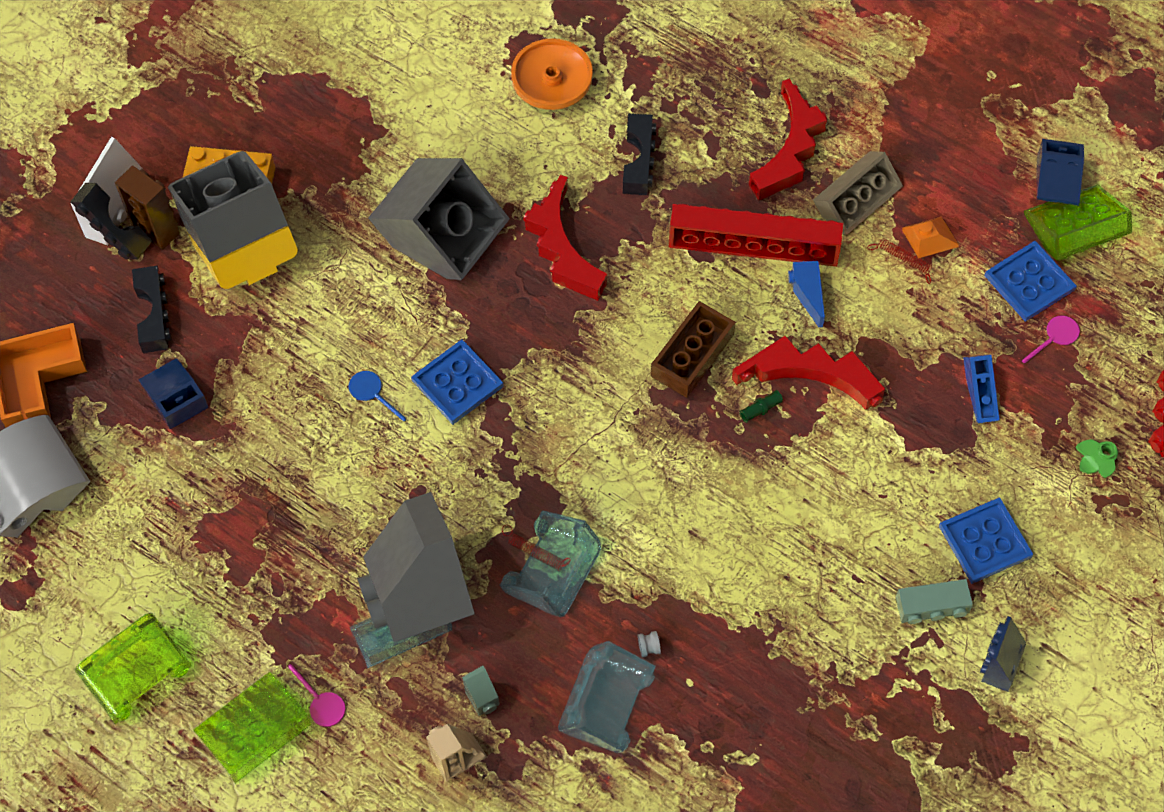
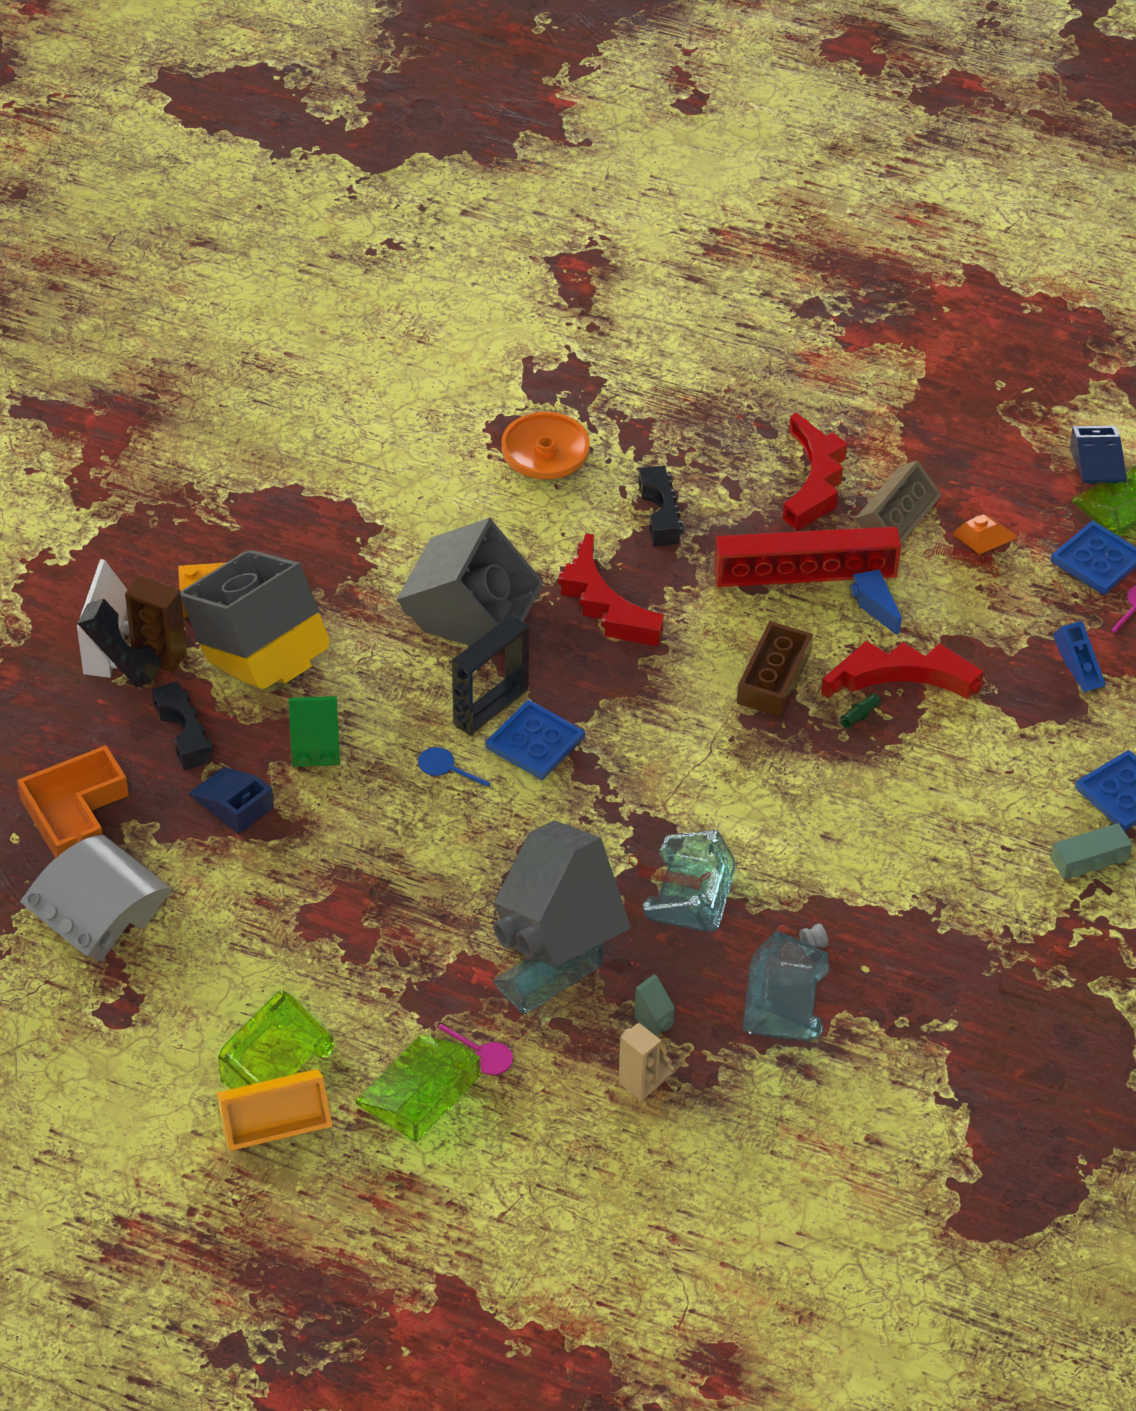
camera: 15 degrees left, 15 degrees down
(111, 732) = (274, 1109): none -> light orange piece
(258, 343) = (314, 731): none -> green slope
(455, 320) = (512, 636): none -> black window

